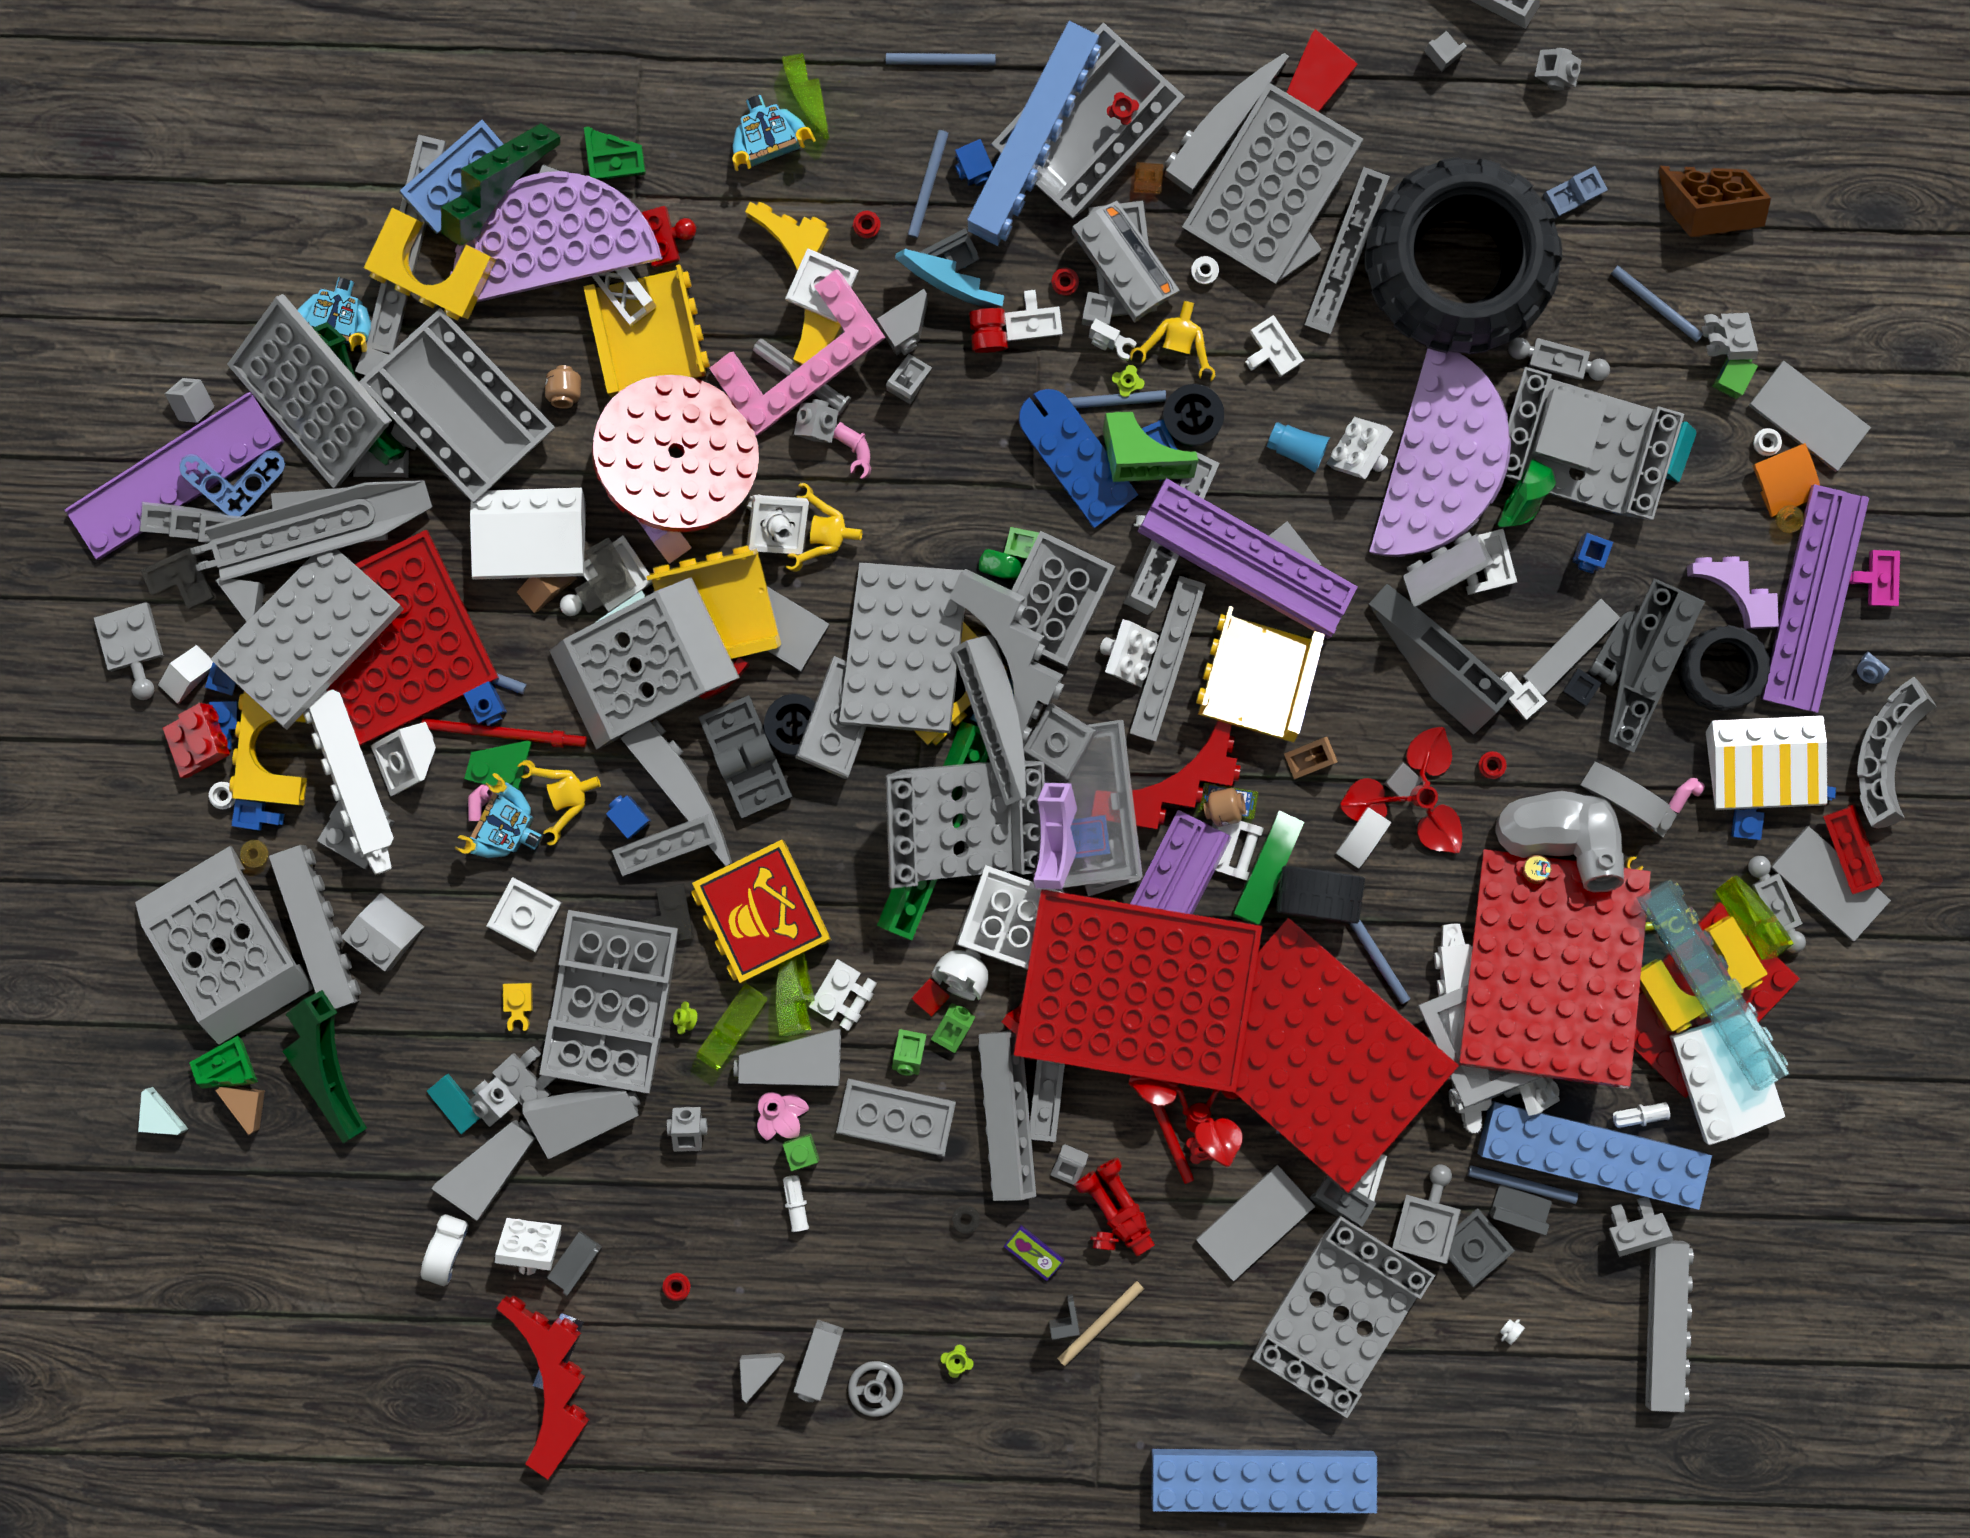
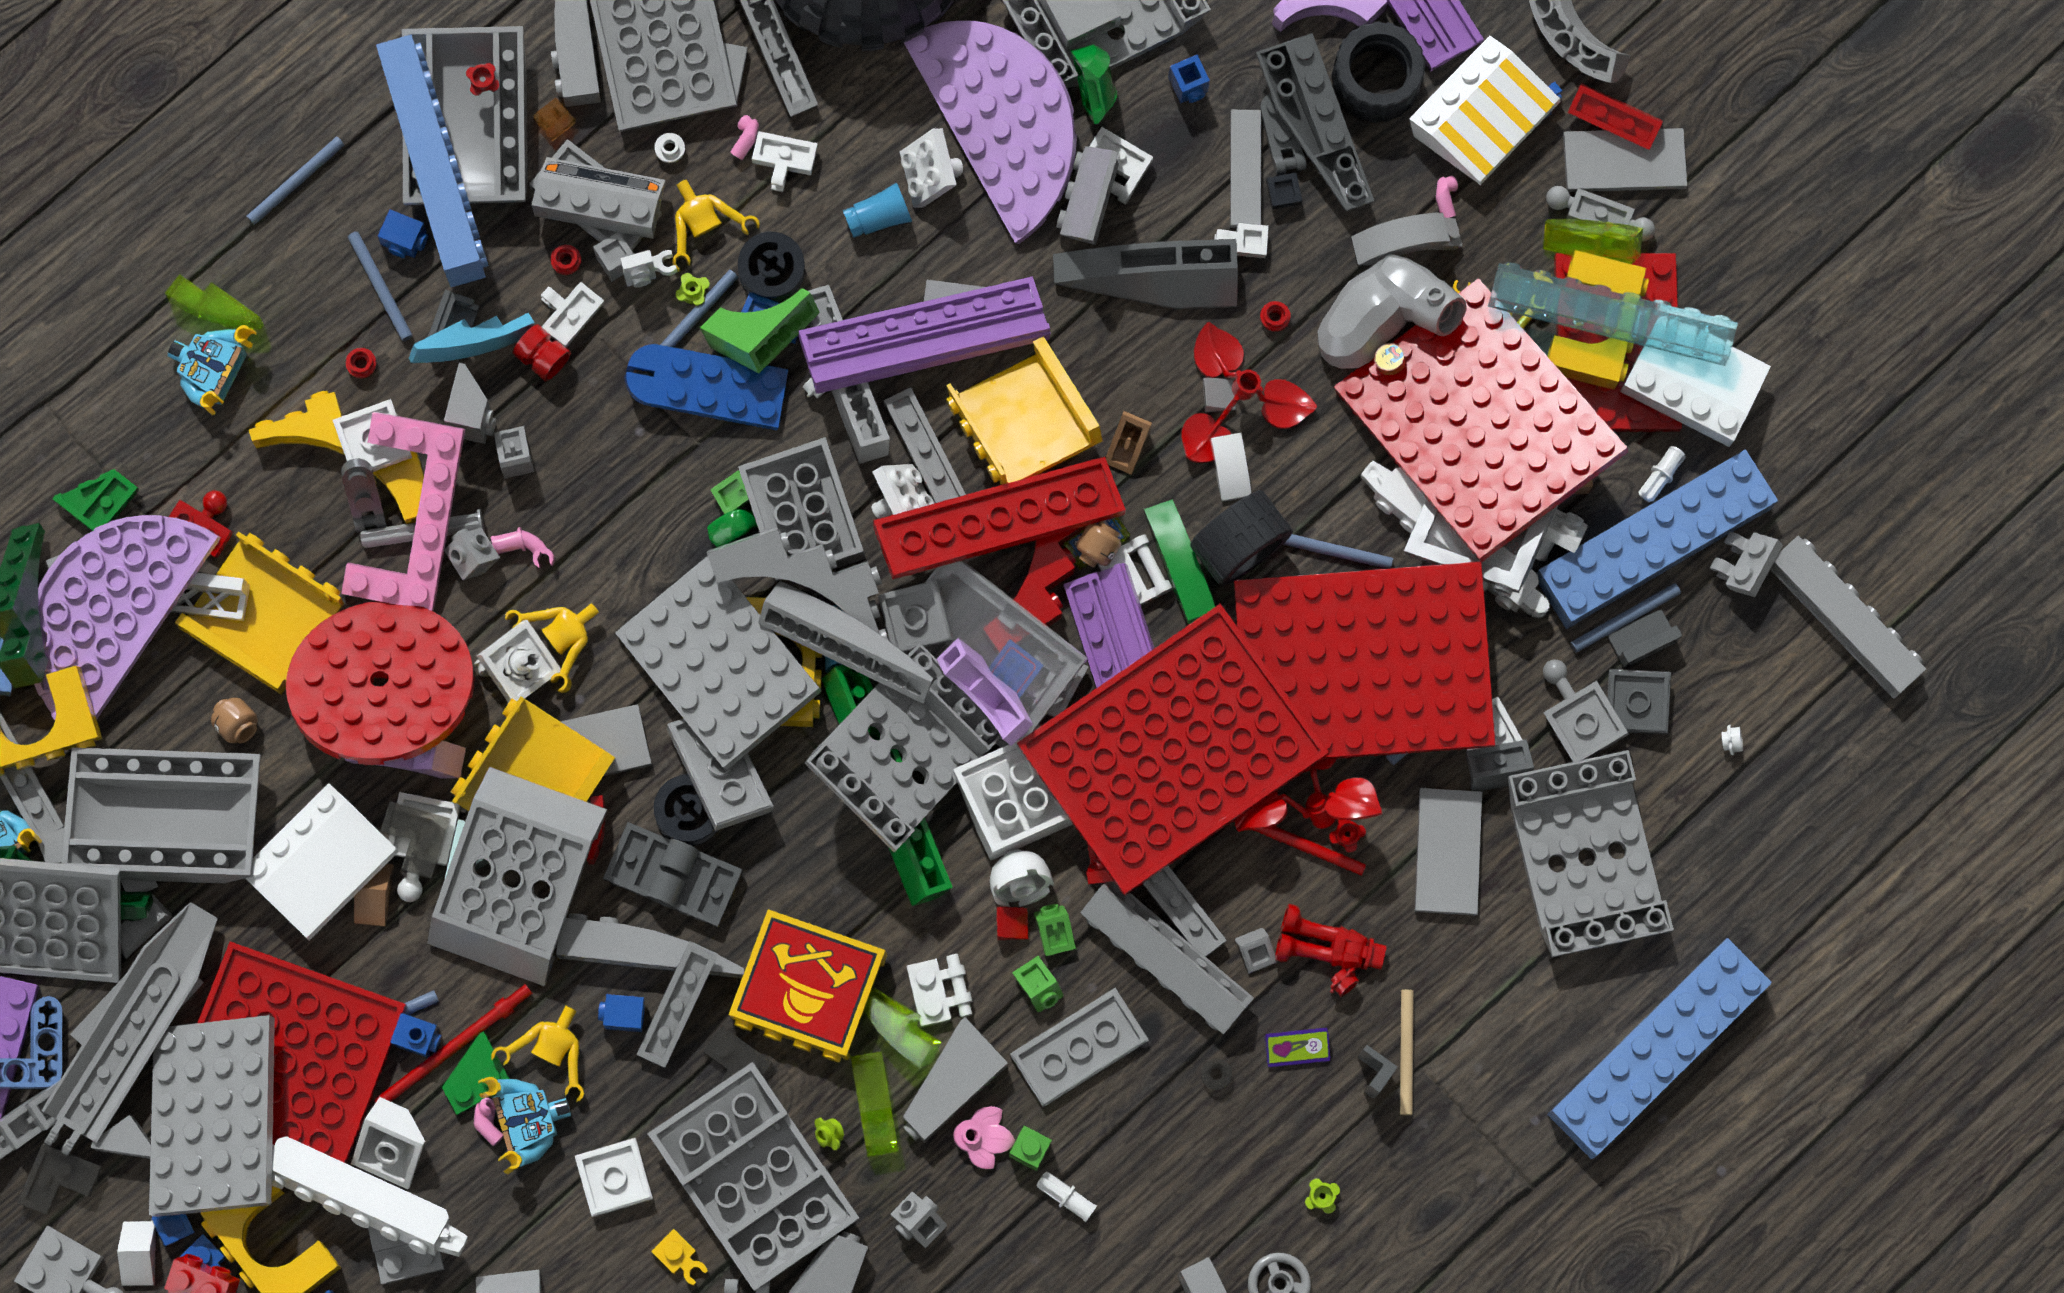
camera: 55 degrees left, 10 degrees down
(781, 316) = (362, 494): none -> dark grey plate
(1174, 729) = (998, 517): none -> red plate
(1263, 312) = (747, 138): none -> bright pink arm
(1747, 824) = (1516, 174): blue plate -> none

